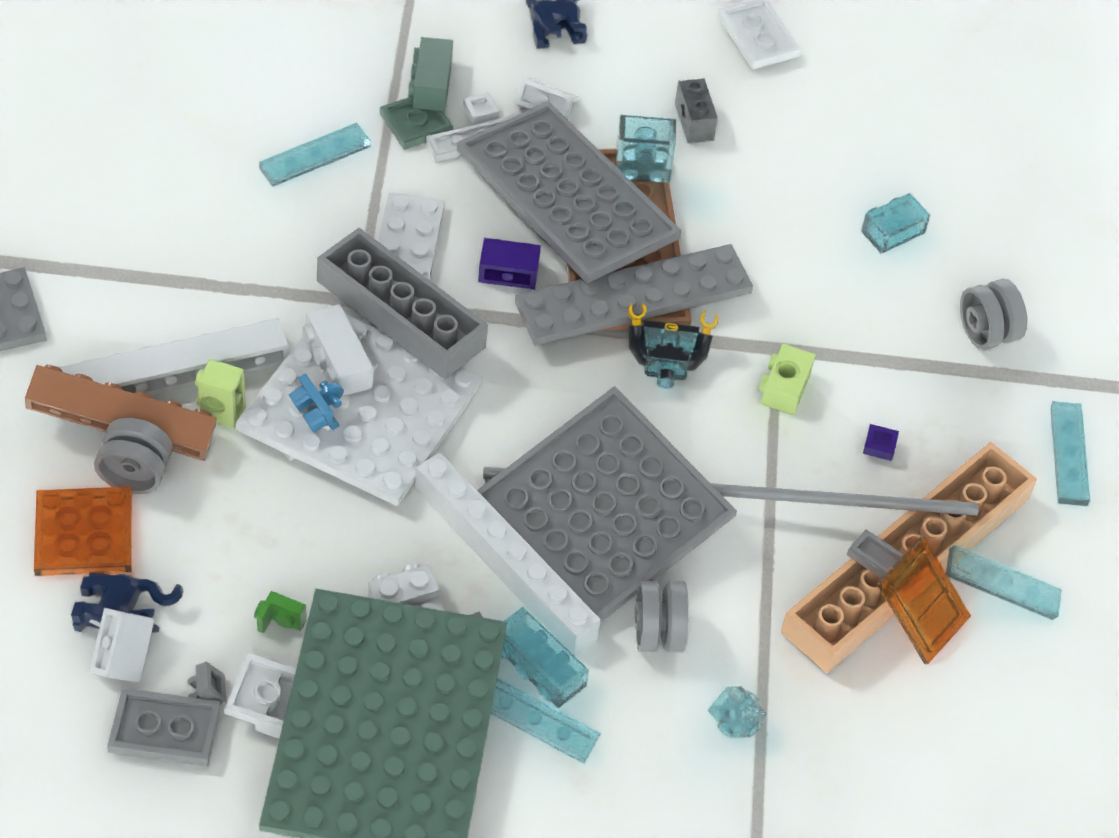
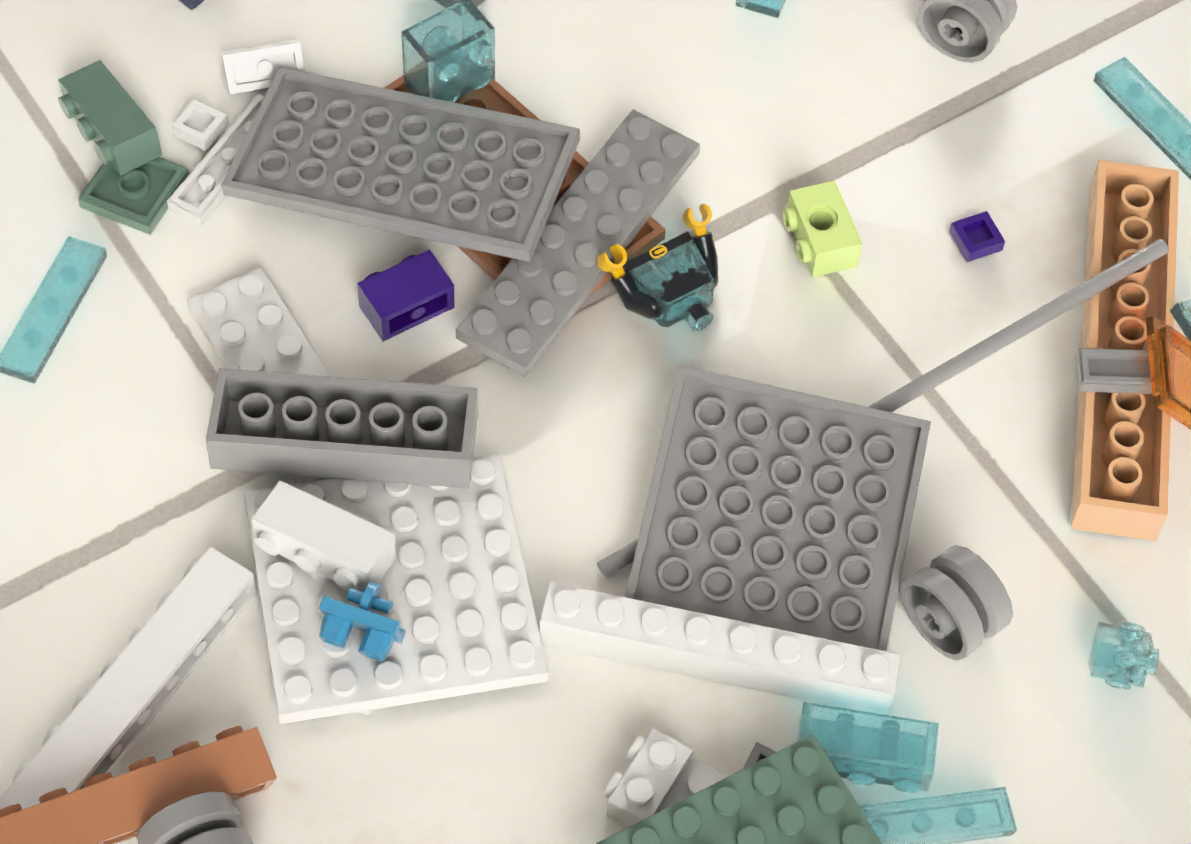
camera: 35 degrees left, 5 degrees up
(221, 392) = (227, 690): yellowish green brick -> none

